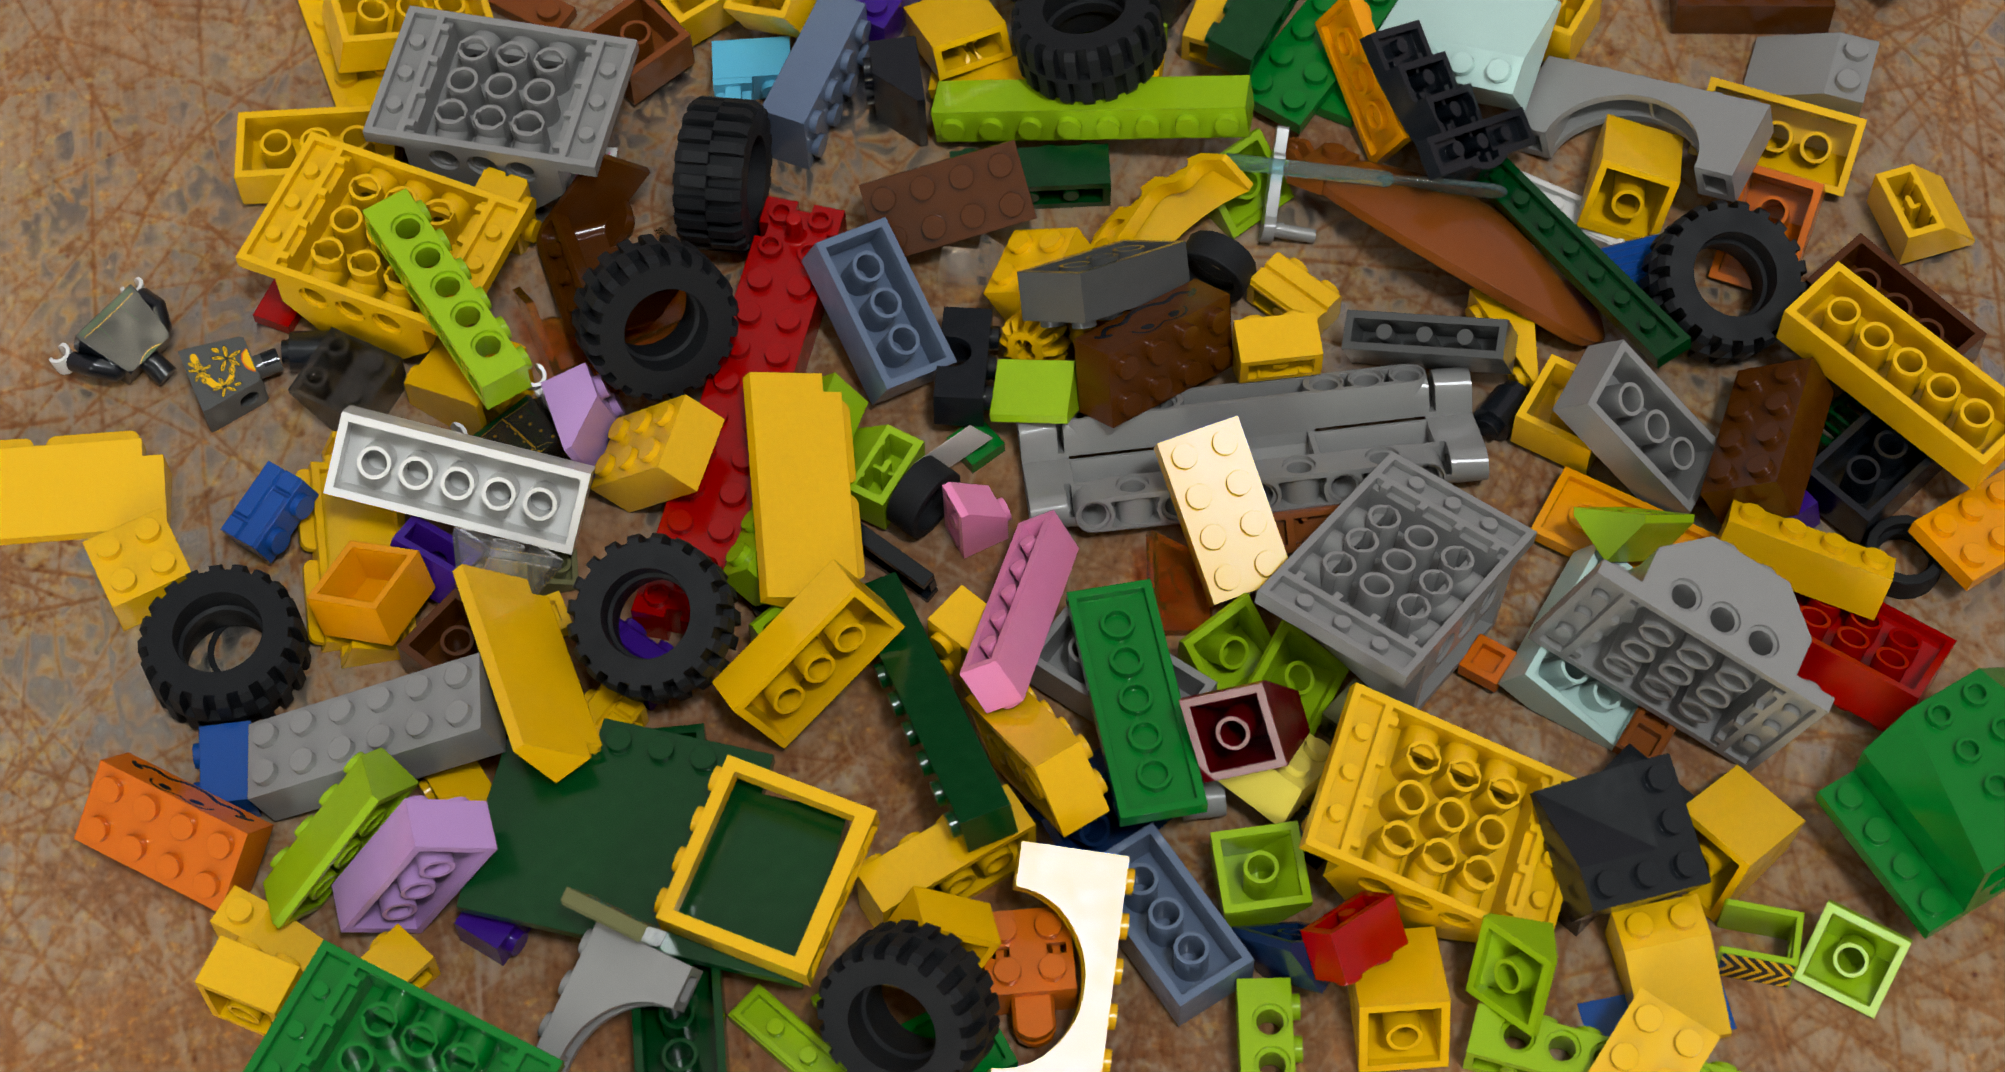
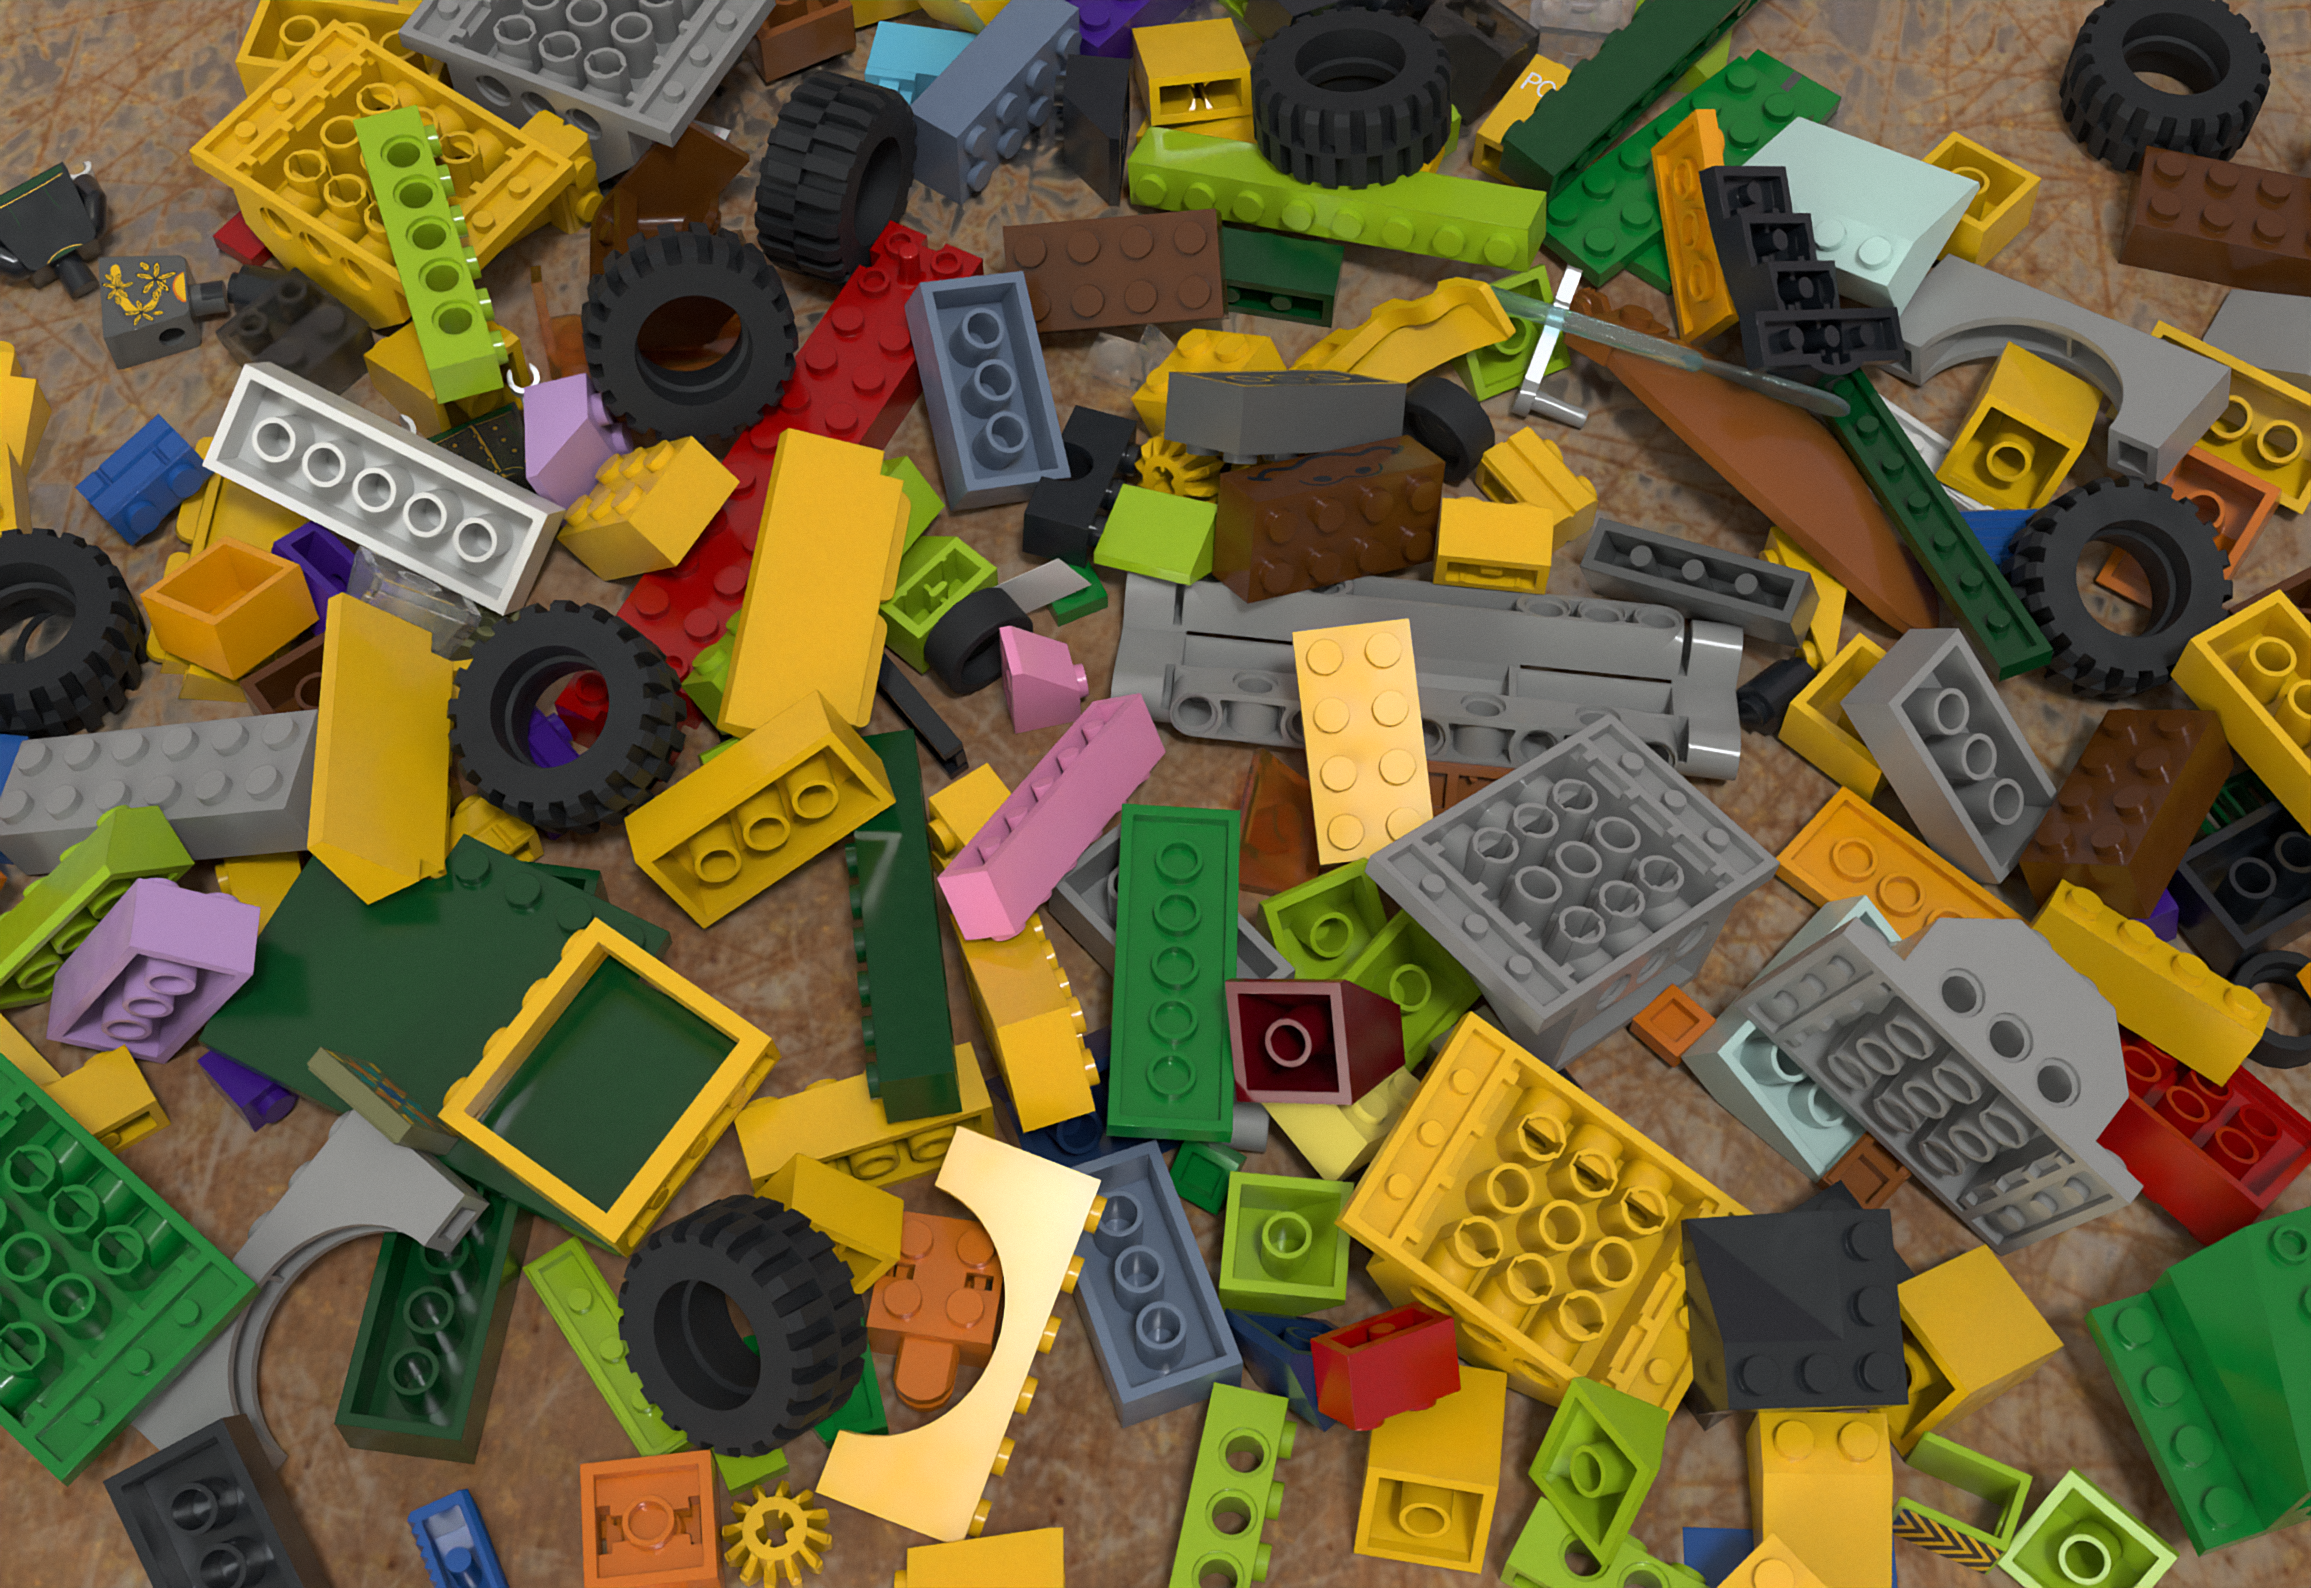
camera: 10 degrees right, 0 degrees up
(1190, 838) = (1203, 1173): none -> green plate
(1631, 532) = (1909, 892): lime slope -> none

